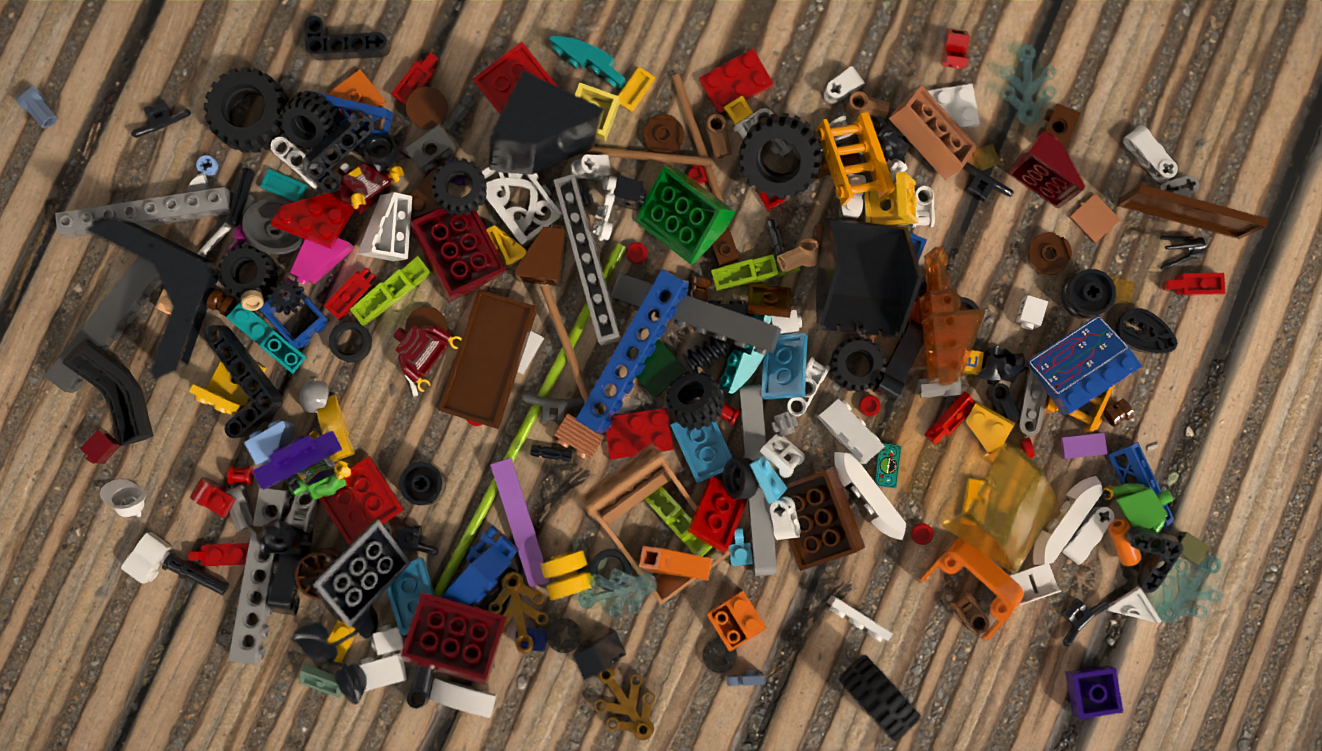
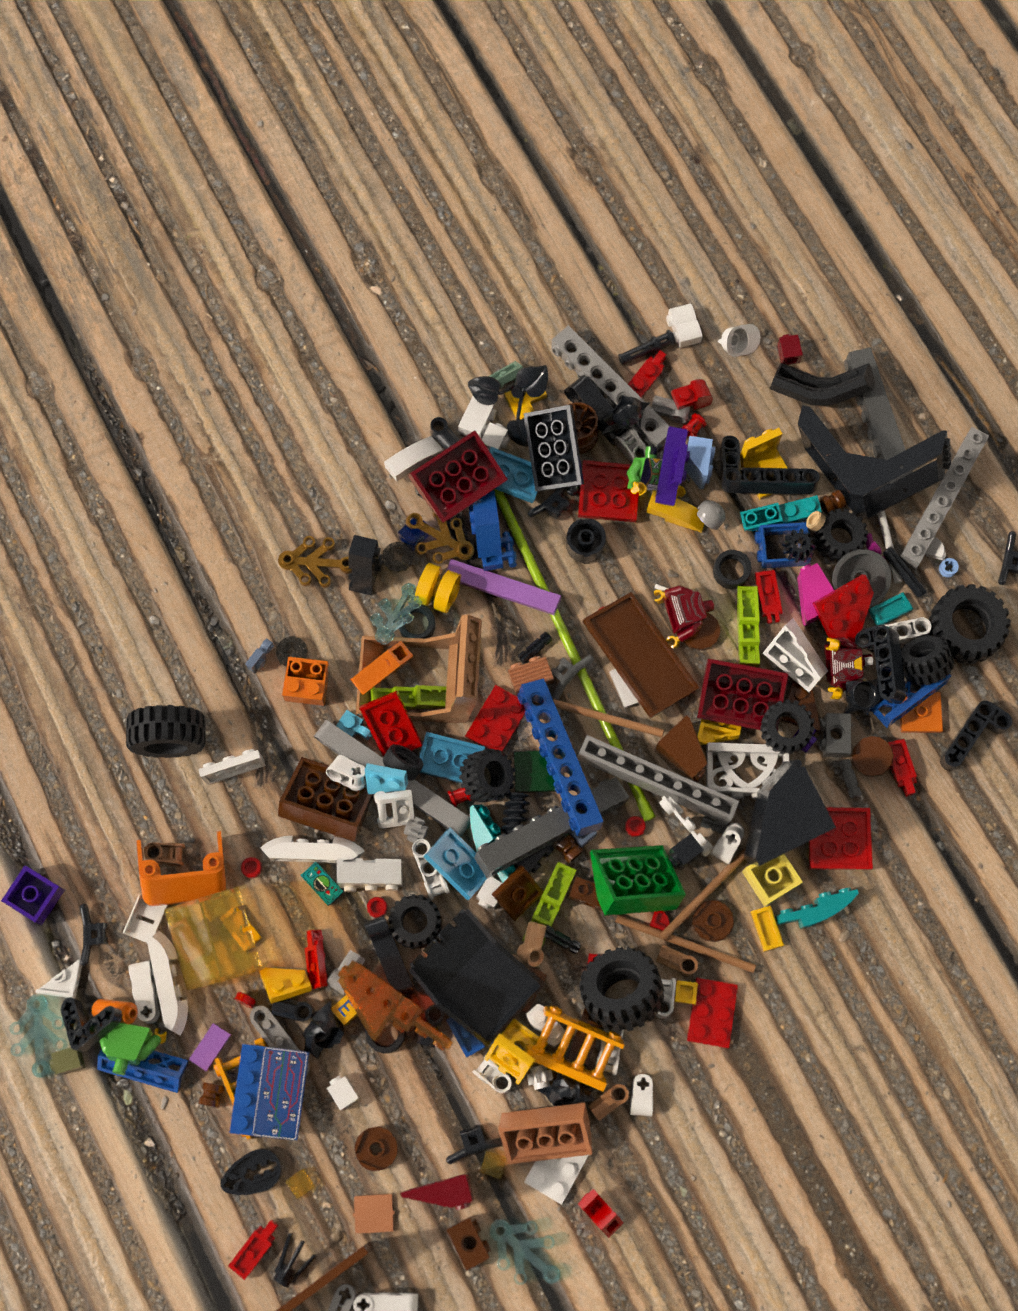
camera: 130 degrees right, 10 degrees down
(1100, 290) = (307, 1154): black wheel -> none

